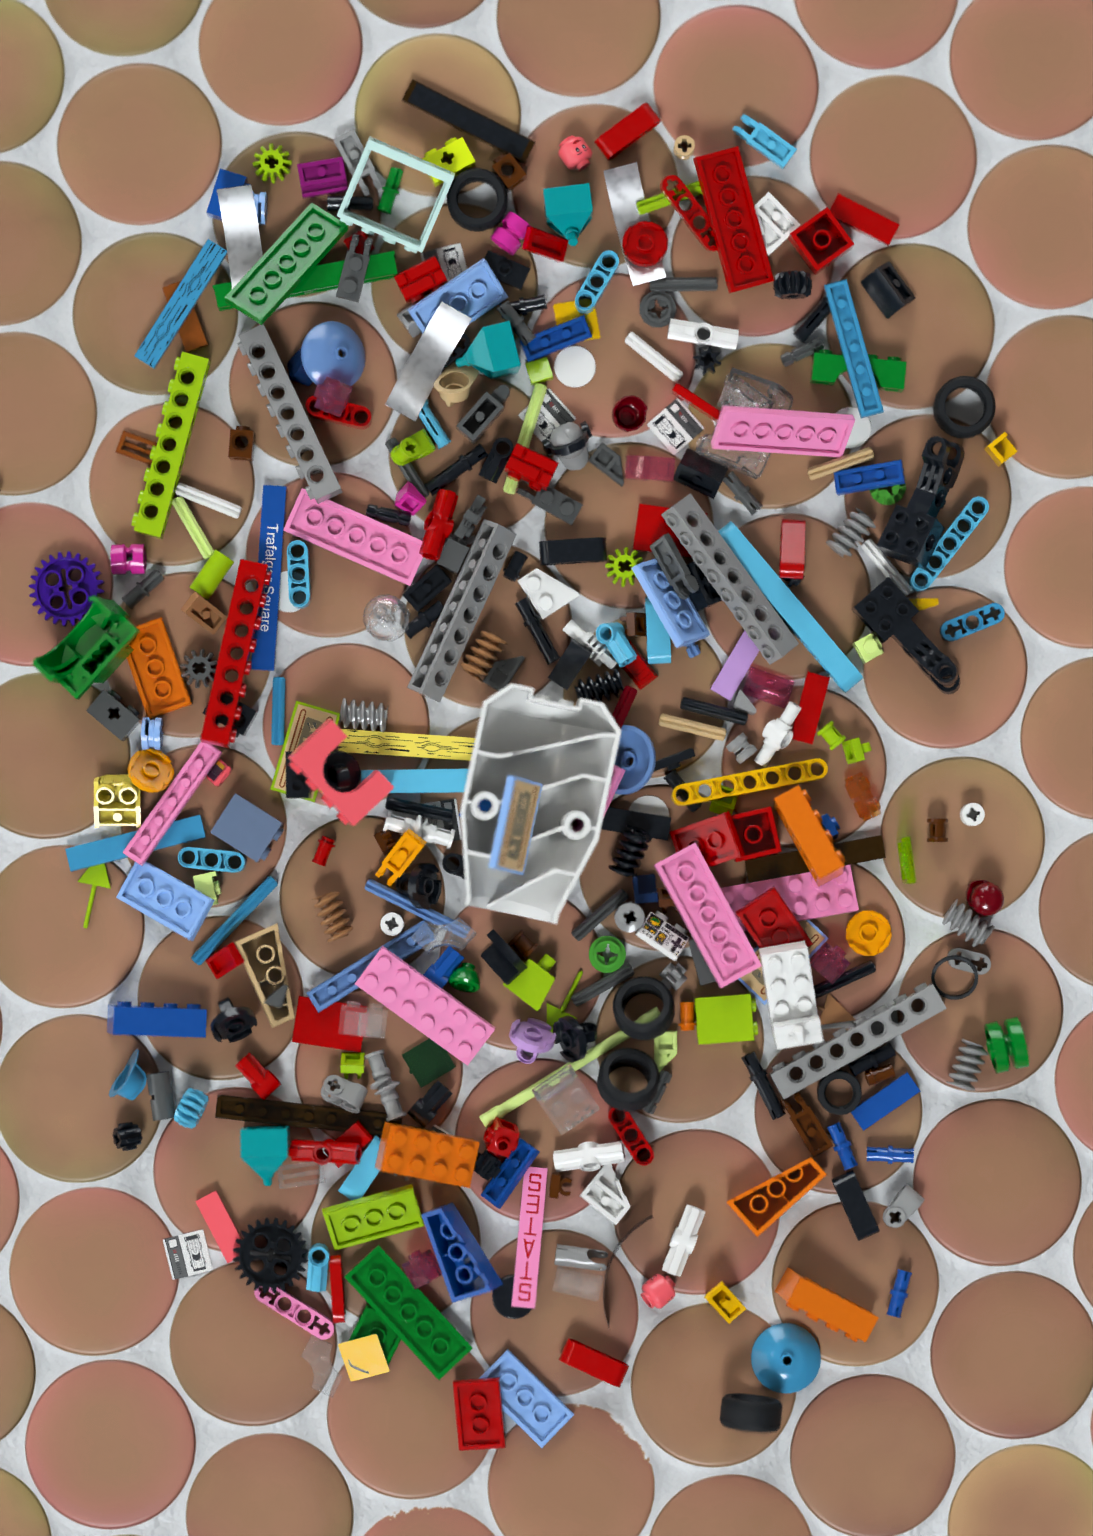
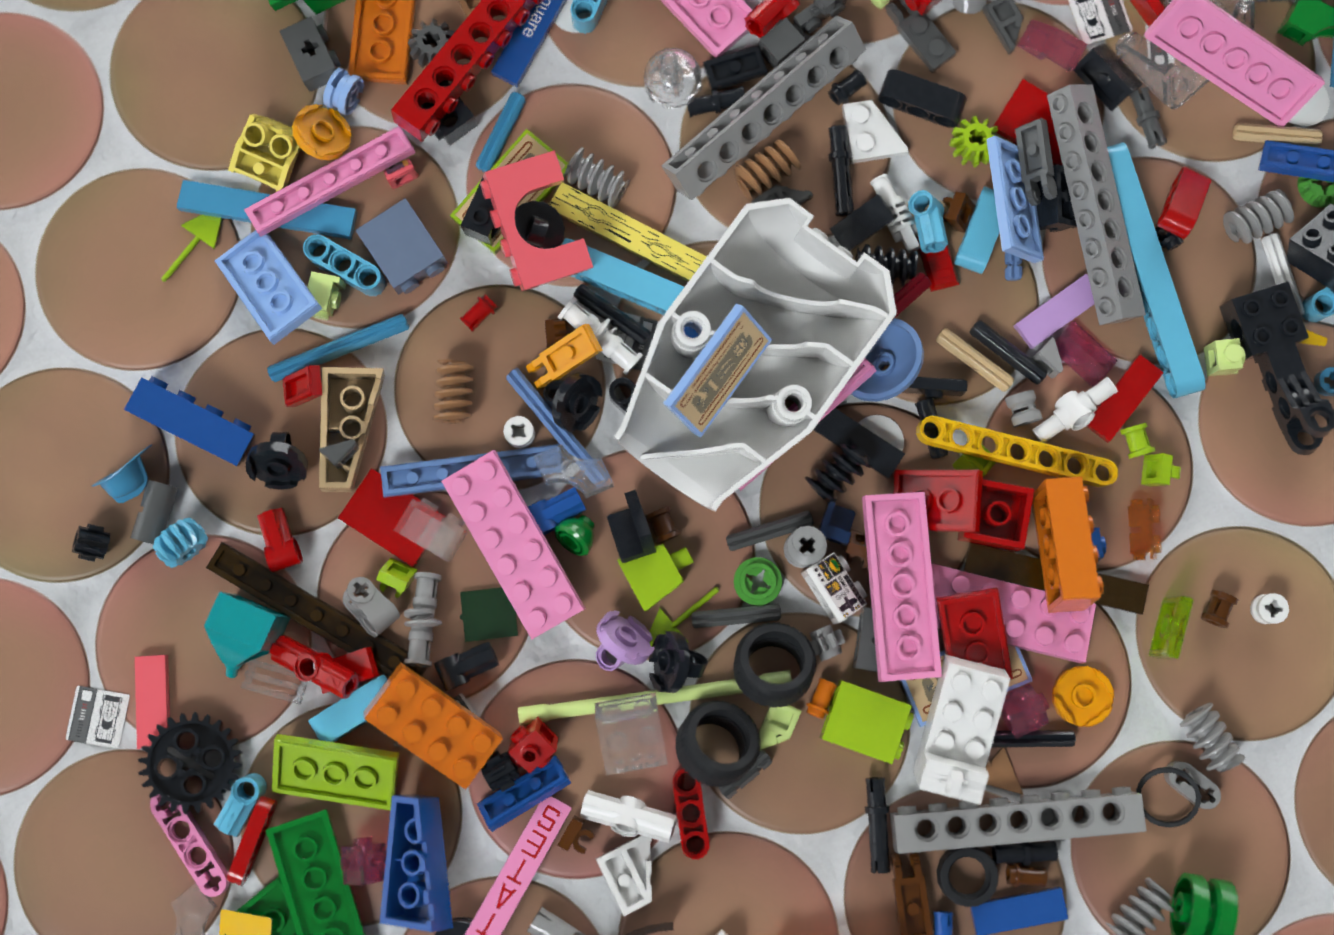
camera: 30 degrees right, 5 degrees down
(986, 898) = (1249, 717): dark red helmet -> none

